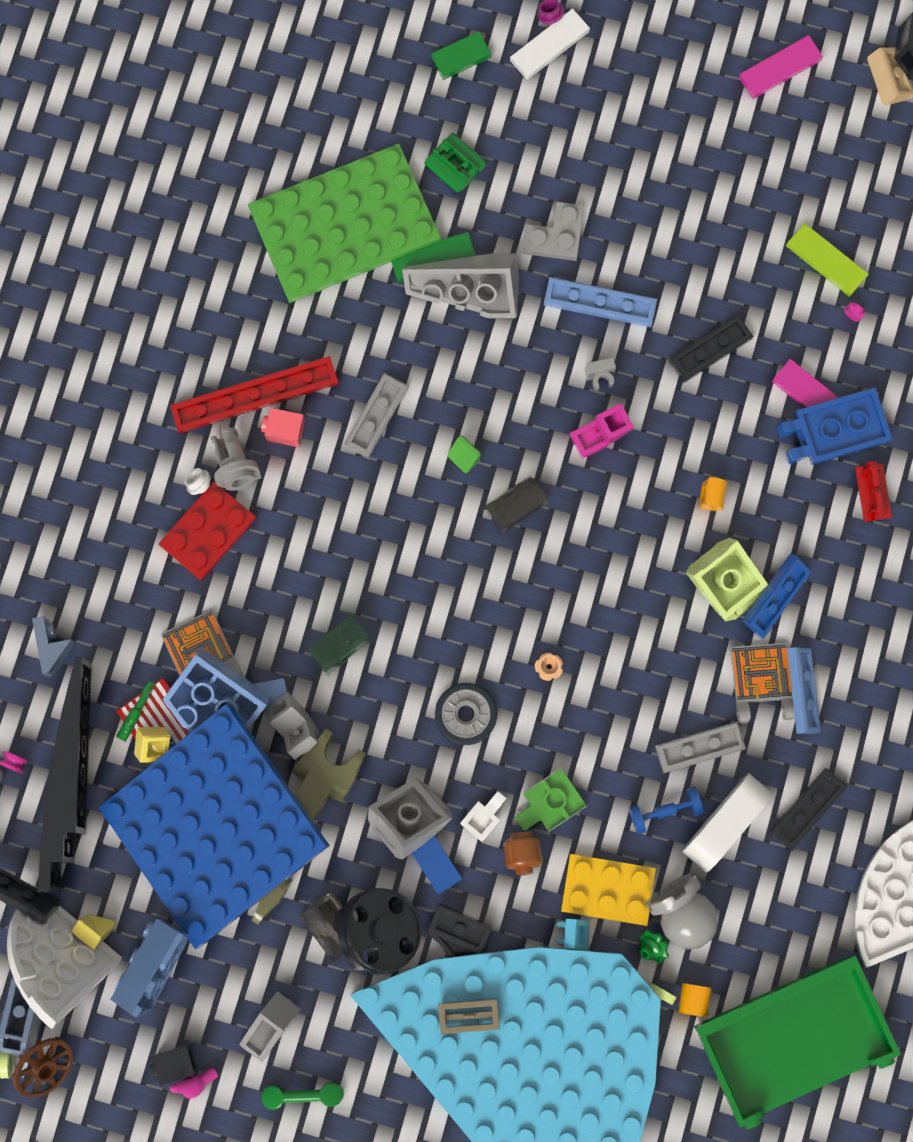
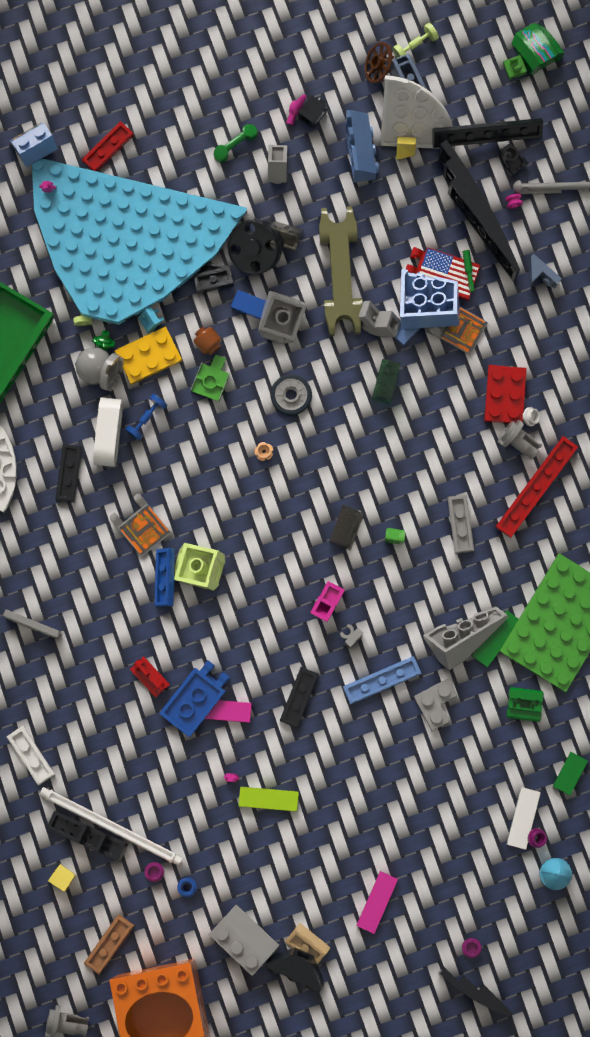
camera: 145 degrees right, 0 degrees up
(151, 743) = (446, 259): light yellow slope -> none
(213, 826) = (381, 238): blue plate -> none
(283, 427) = (506, 479): coral brick -> none
(471, 1015) = (174, 229): dark tan tile -> none
(482, 818) = (241, 344): white plate -> none
(694, 1000) = (62, 330): light orange brick -> none
(700, 747) = (150, 465): light grey tile -> none
(713, 494) = (239, 610): light orange brick -> none
(804, 690) = (114, 534): medium blue tile -> none

